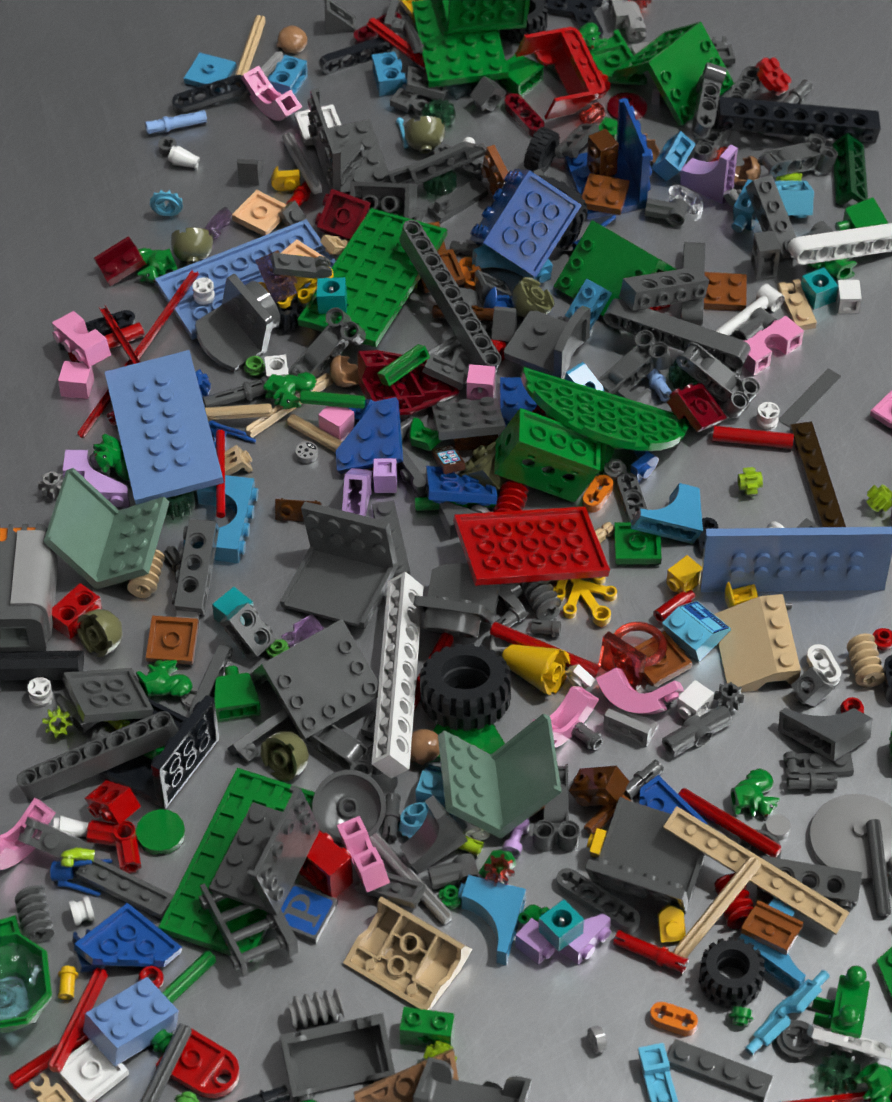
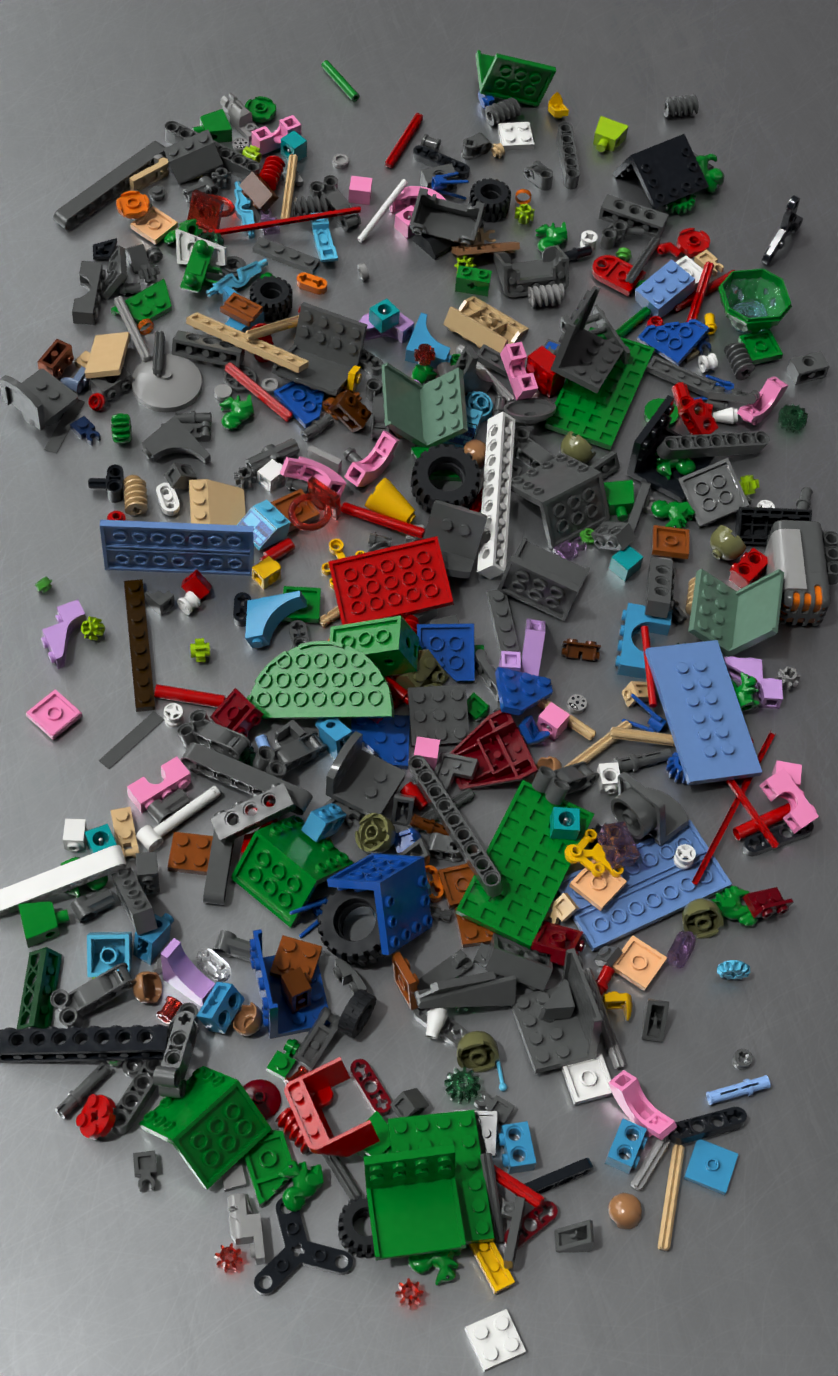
camera: 175 degrees right, 5 degrees up
(76, 854) = (718, 381): lime arm -> none
(181, 157) = (724, 1039): white cone -> none
(285, 386) = (599, 752): green animal -> none
(301, 266) = (597, 839): dark grey hinge -> none
(332, 399) = (558, 721): green axle -> none
(403, 365) = (497, 759): green piece -> none
(448, 459) = (454, 675): copper tile -> none
(532, 911) = (401, 344): green arm -> none
(579, 676) = (357, 494): white plate -> none
(851, 703) = (152, 468): red plate -> none

